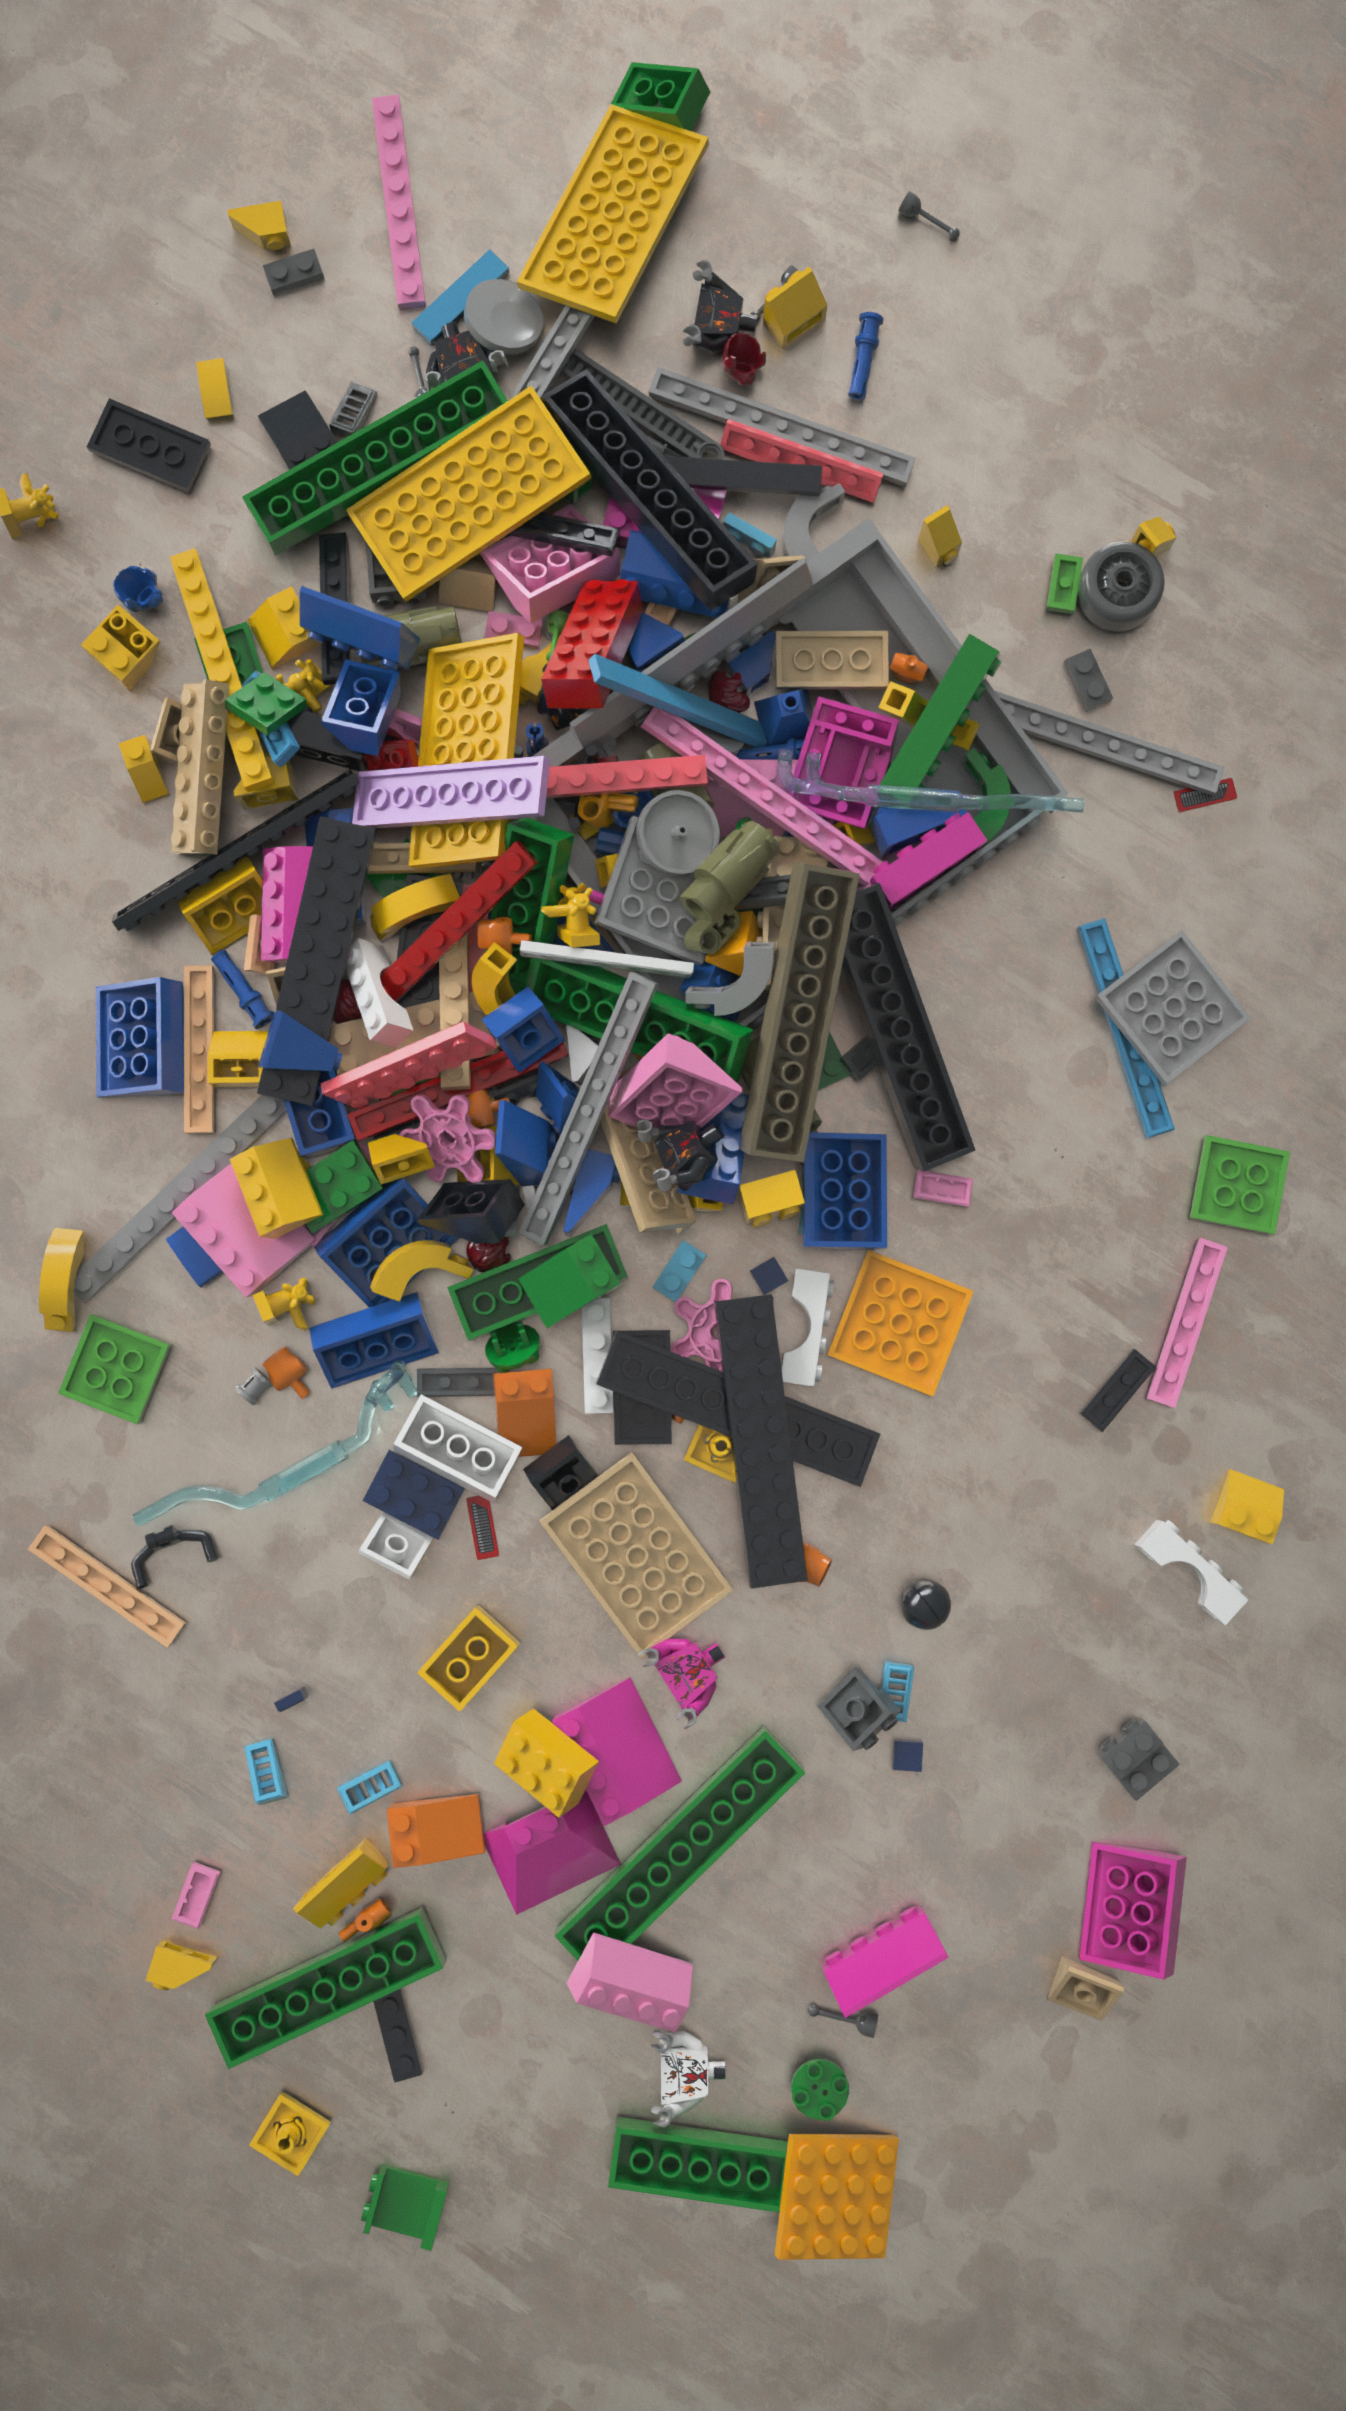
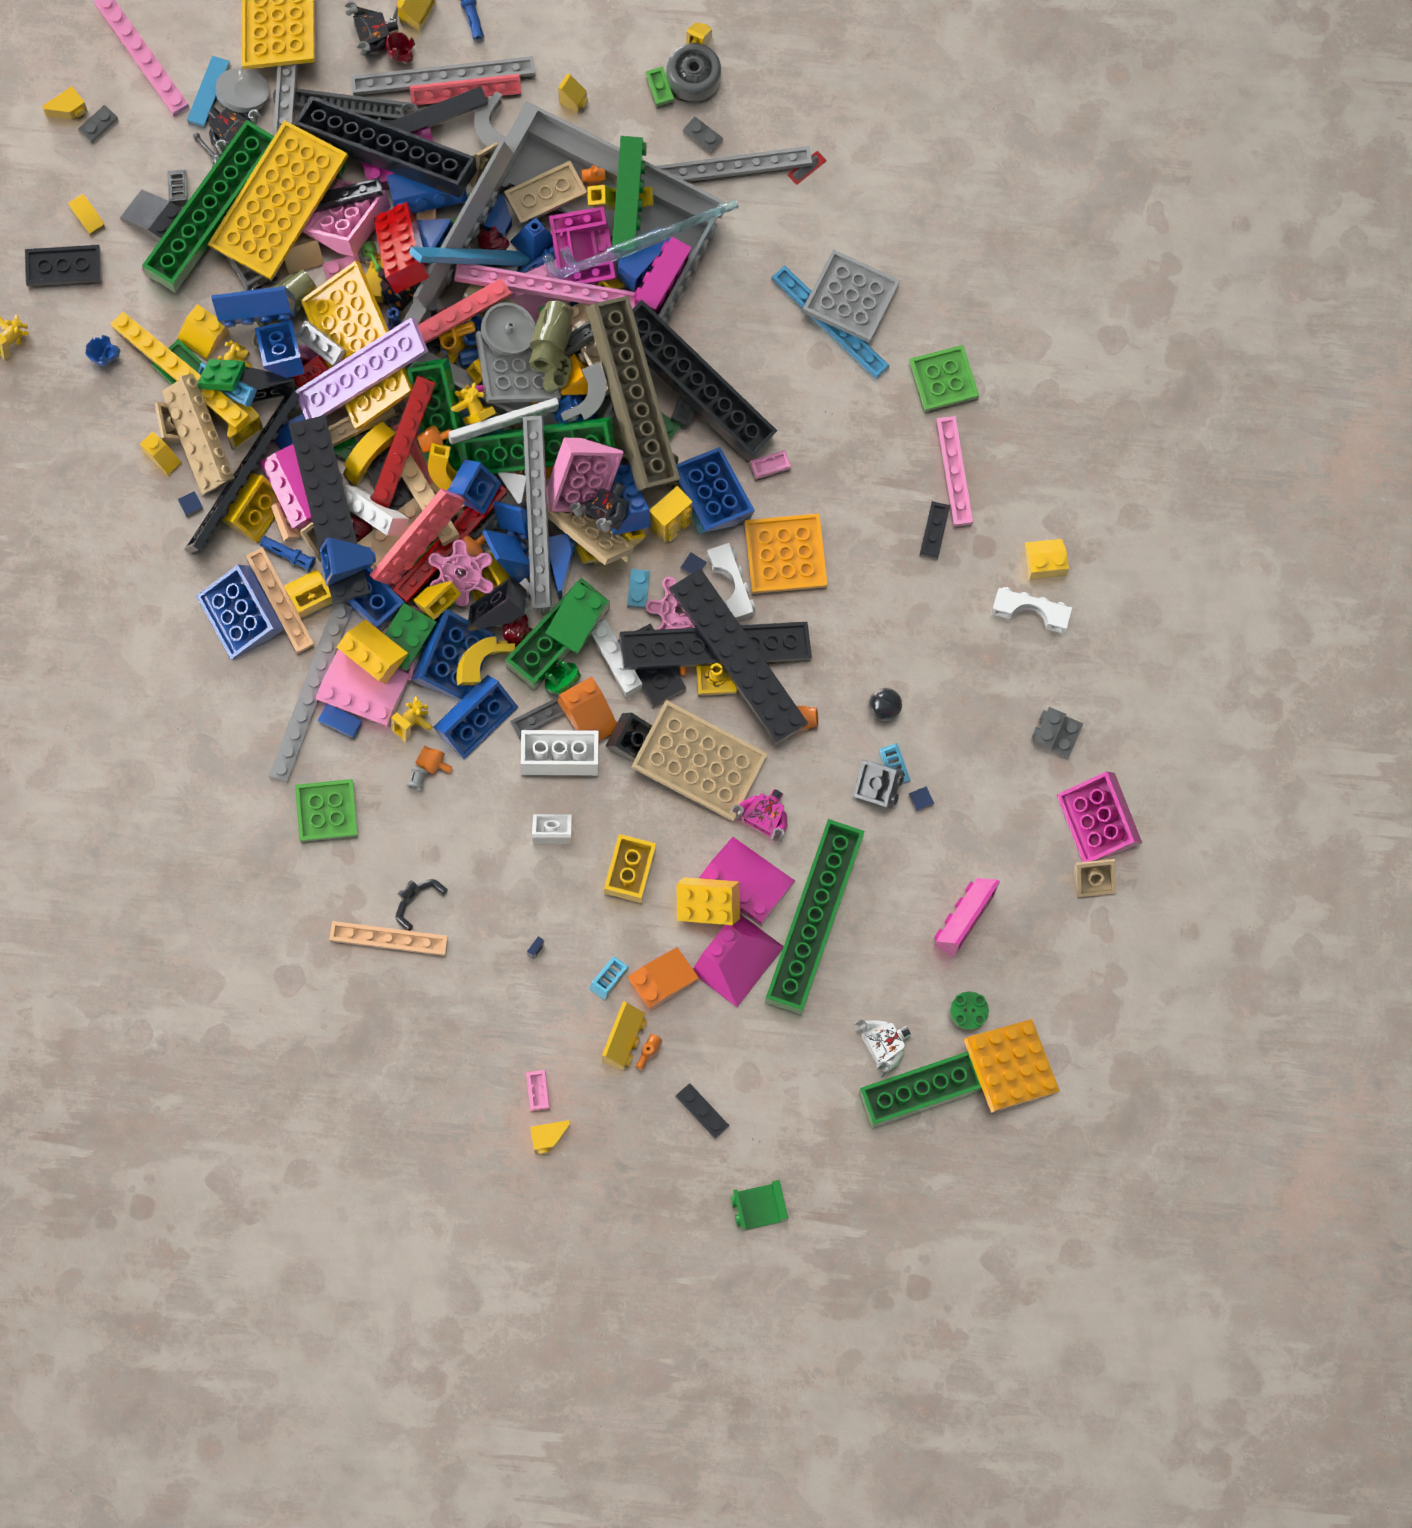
camera: 30 degrees left, 10 degrees down
(58, 1279) = (268, 773): yellow arch -> none
(122, 647) = (110, 389): yellow slope -> none
(150, 856) = (190, 503): none -> dark blue tile
(275, 1769) = (550, 1009): medium azure slope -> none
(283, 2143) = (678, 1190): yellow plate -> none
(300, 1471) = (470, 814): clear light blue piece -> none
(325, 1988) = (645, 1100): green brick -> none
(334, 583) = (217, 285): black tile -> none
(413, 1494) = (546, 795): dark blue plate -> none
(421, 724) = (321, 343): none -> light grey plate
(482, 1527) = (598, 794): sticker -> none
(632, 1982) = (825, 999): bright pink slope -> none
(757, 540) = (464, 146): medium azure plate -> none
(865, 2023) = (977, 963): dark grey hinge -> none
(991, 783) = (671, 217): green arch -> none

